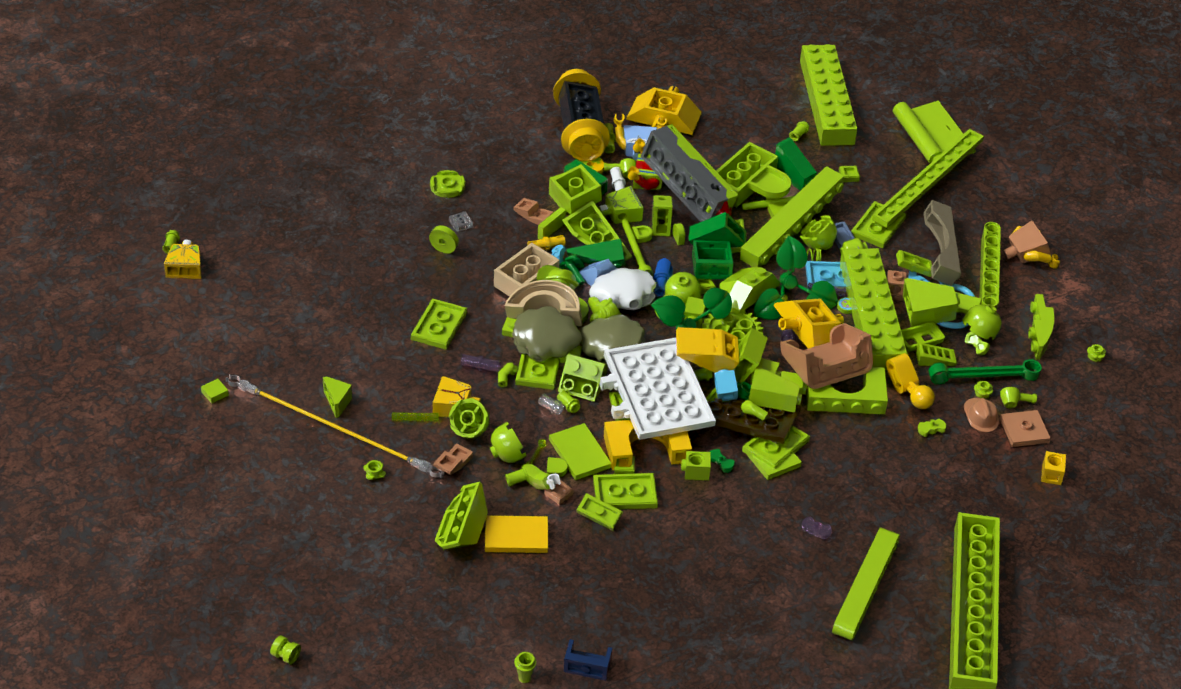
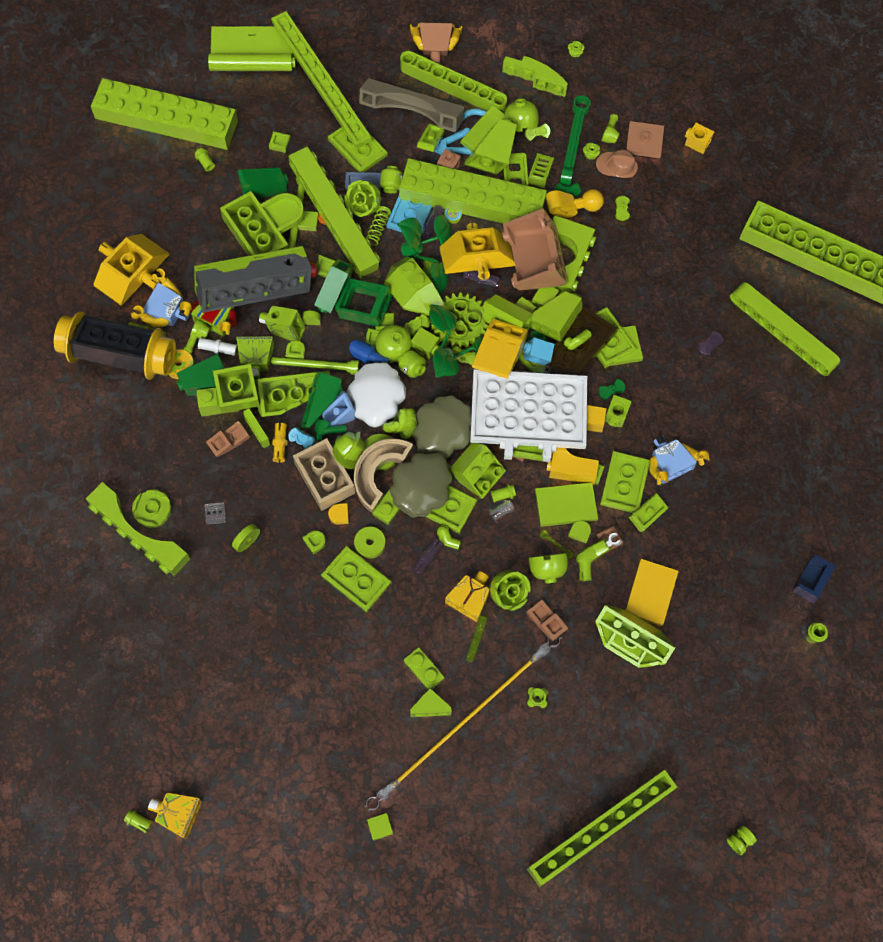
camera: 70 degrees left, 25 degrees up
(262, 536) = (601, 828): none -> lime brick
(371, 387) = (424, 669): none -> lime plate
(437, 155) = (166, 553): none -> lime arch
(462, 289) = (315, 541): none -> lime tile
(478, 324) = (366, 550): none -> lime piece
(496, 298) = (339, 514): none -> yellow tile
(662, 516) = (673, 459): none -> torso
(923, 378) = (575, 189): none -> green piece

